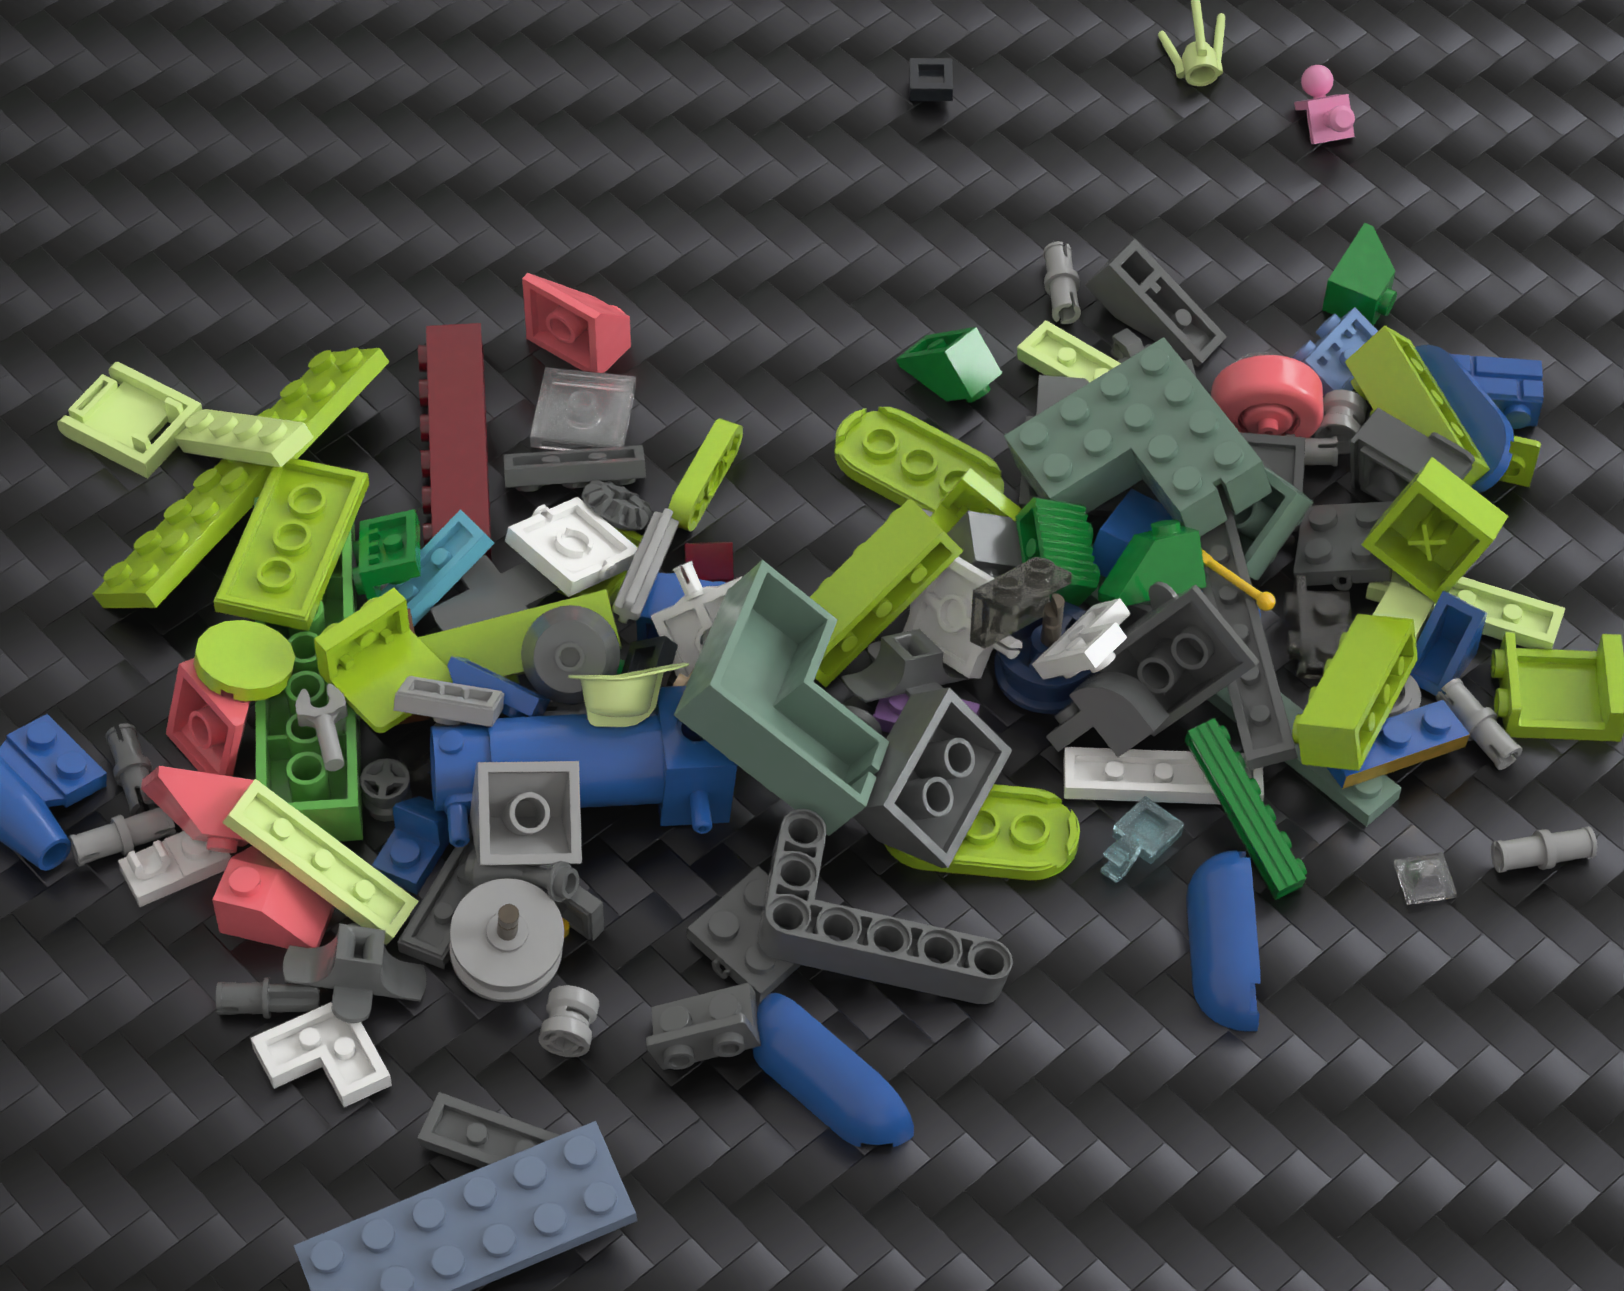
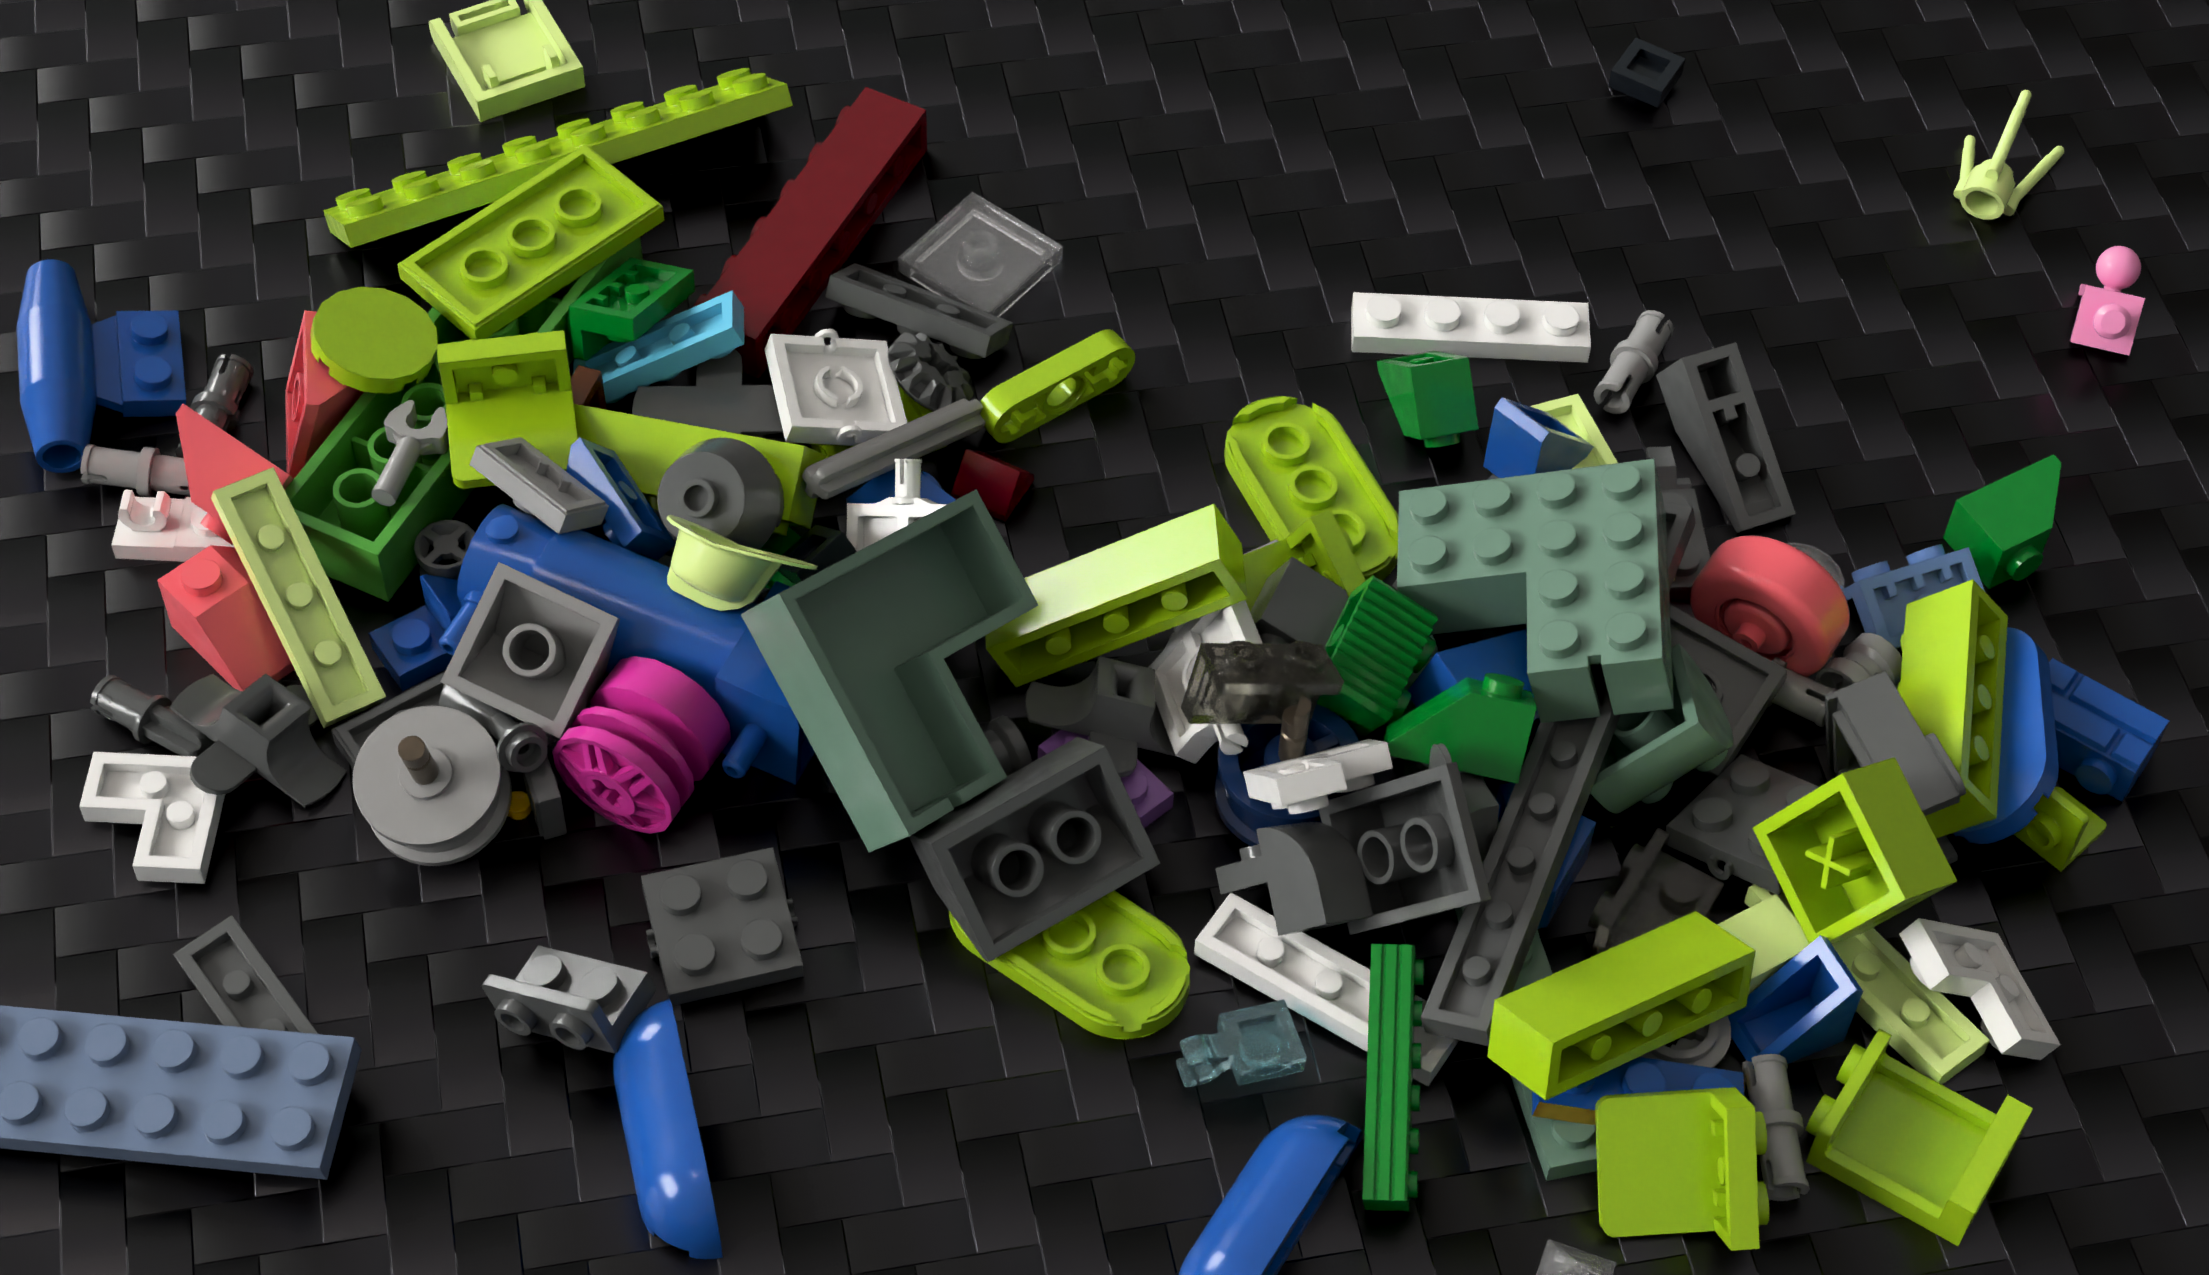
camera: 30 degrees right, 0 degrees up
(243, 437) = (576, 112): yellowish green plate -> none
(570, 1014) = (435, 912): light grey wheel -> none
(574, 324) = (1035, 159): coral slope -> none
(631, 841) = (642, 744): none -> dark pink wheel
(864, 930) = (821, 982): dark grey beam -> none
(939, 308) = (1470, 327): none -> white plate
(1055, 370) = (1530, 442): none -> blue slope
(1264, 600) = (1573, 834): yellow hinge -> none
(1452, 770) = (1681, 1165): none -> lime bracket
(1524, 569) = (1980, 967): none -> white plate

